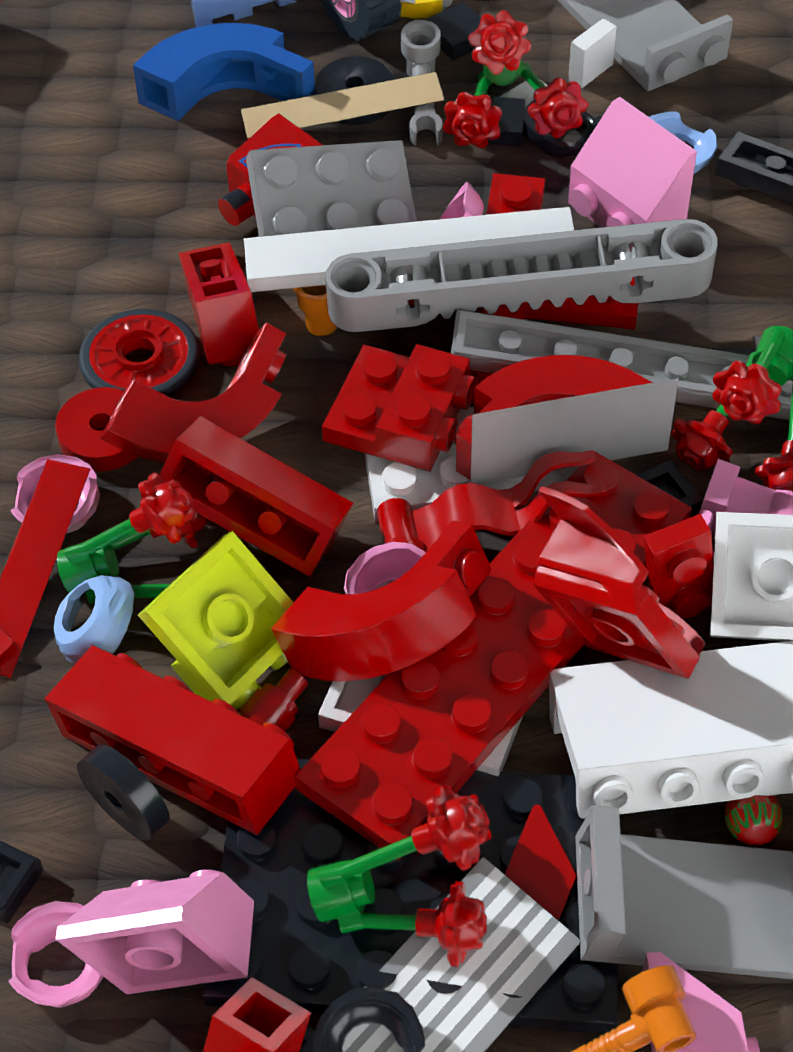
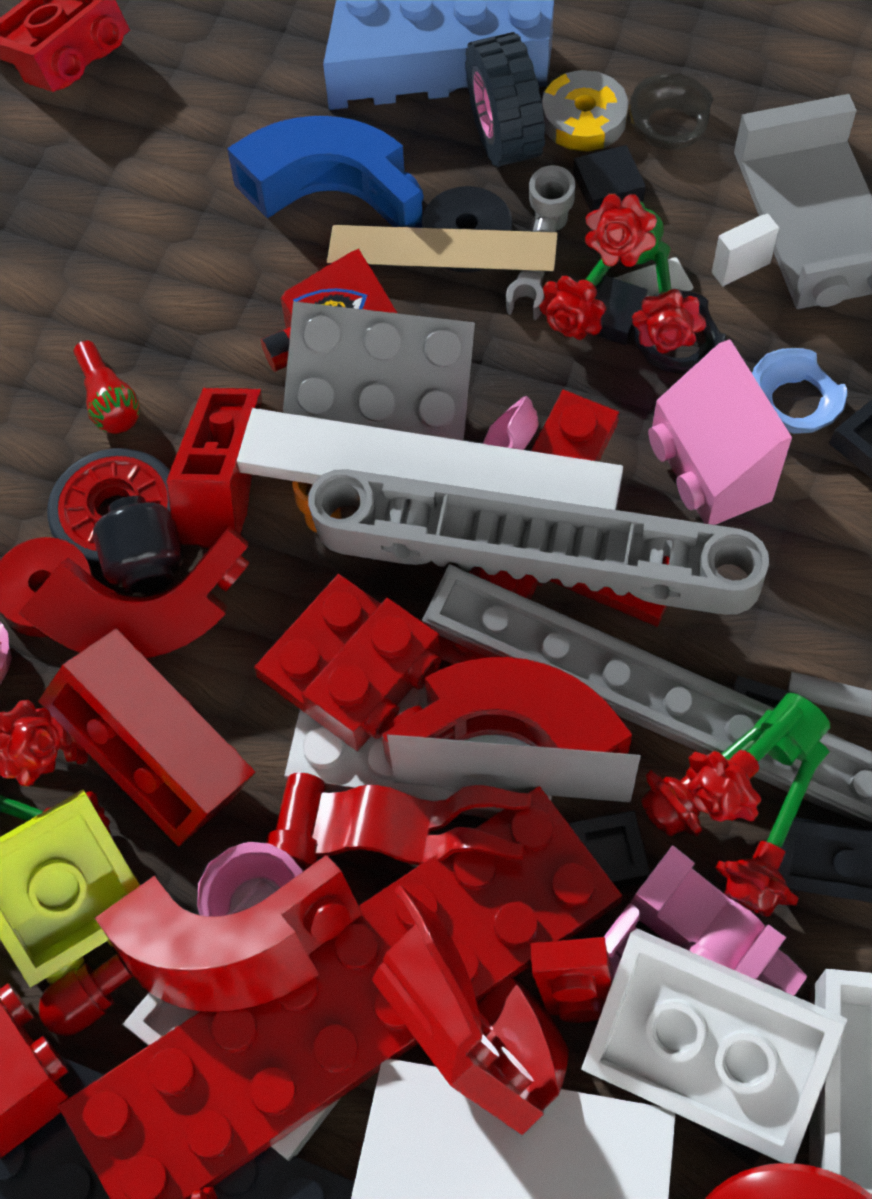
camera: 20 degrees right, 10 degrees up
(103, 277) = (109, 400): none -> red piece
(182, 364) = (138, 545): none -> black head

